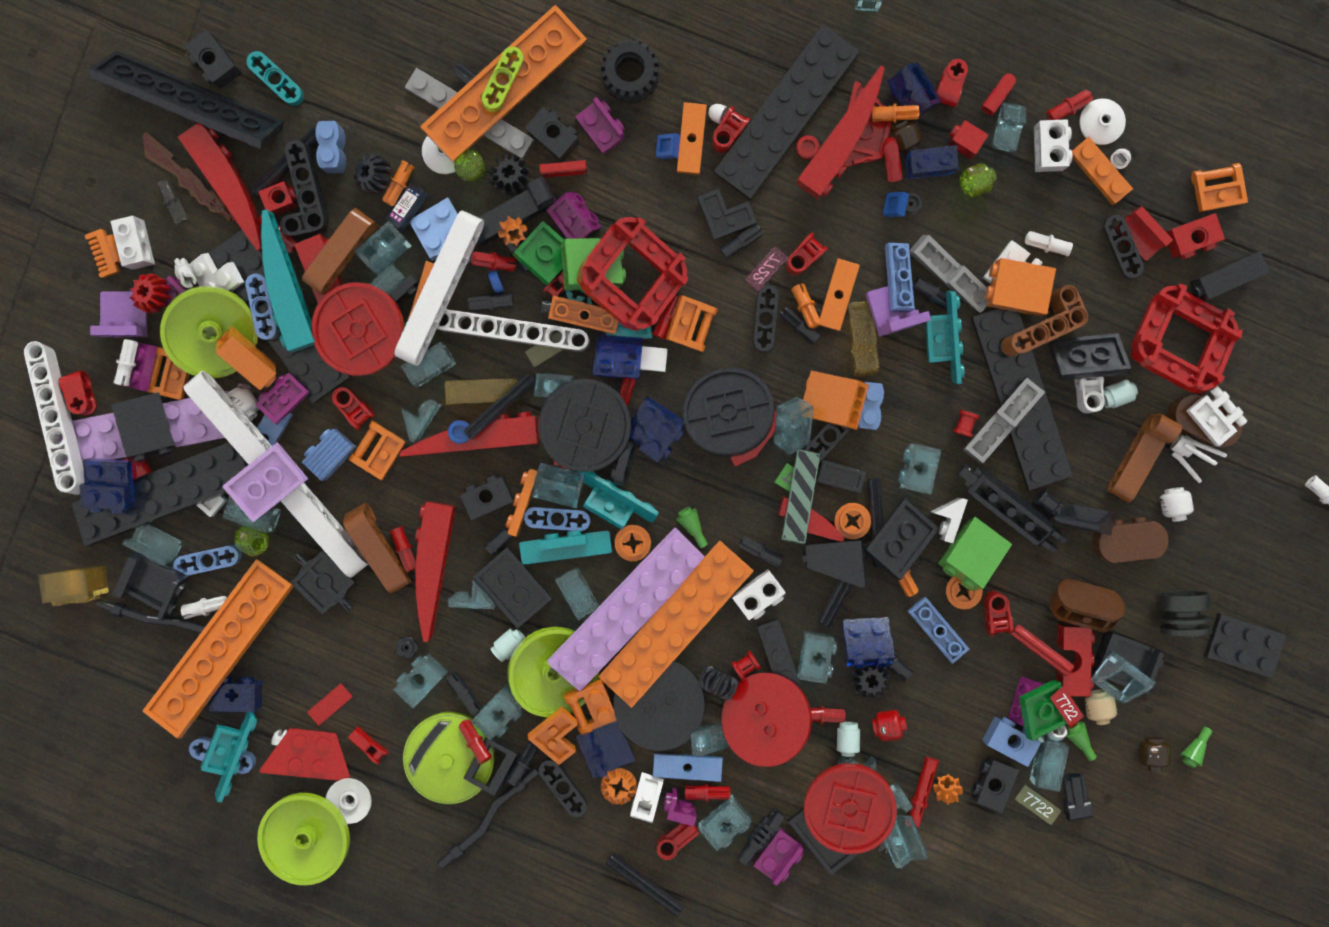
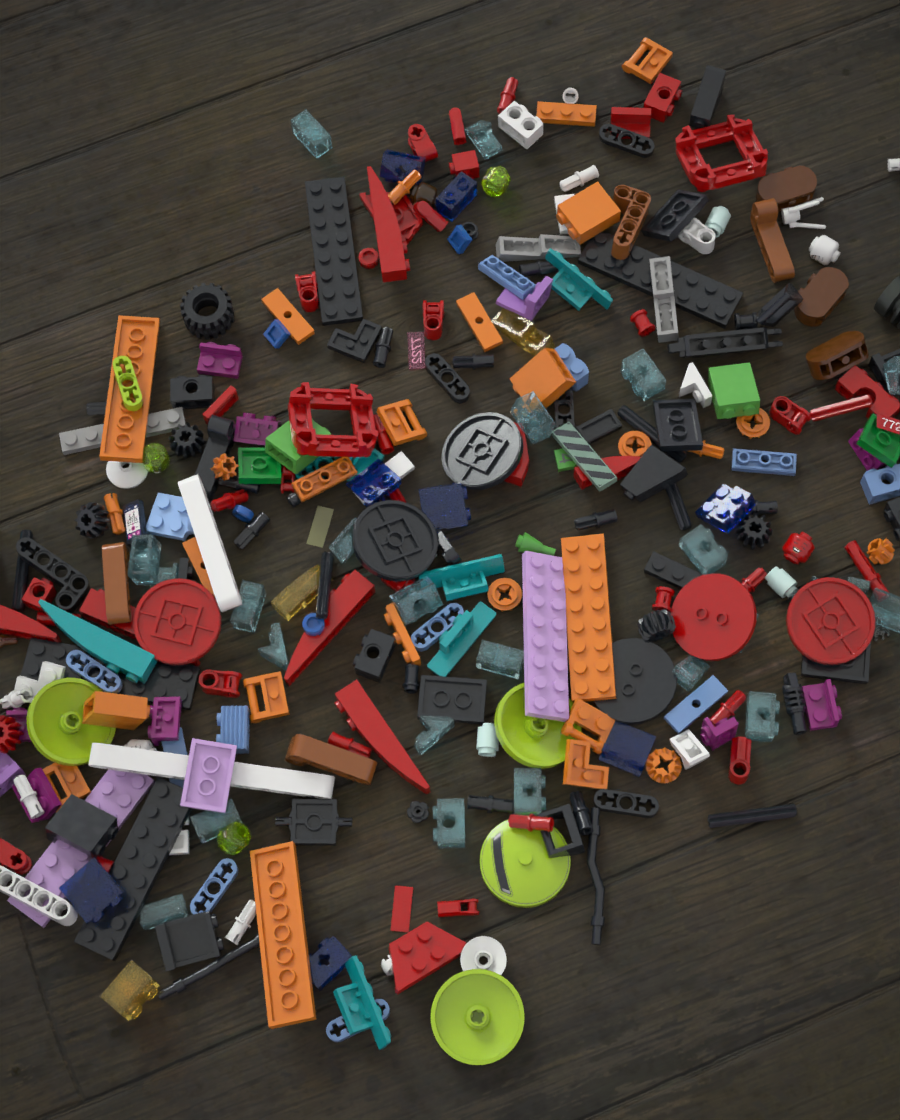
camera: 45 degrees left, 20 degrees down
(331, 145) = (46, 530): medium blue brick -> none
(521, 335) = (290, 526): white beam -> none
(717, 112) = (289, 288): white hinge -> none
(755, 590) = (626, 547): white brick -> none
(806, 306) = (465, 345): orange axle -> none
(1093, 126) = (531, 93): white dish -> none
(1212, 420) = (788, 180): white plate -> none

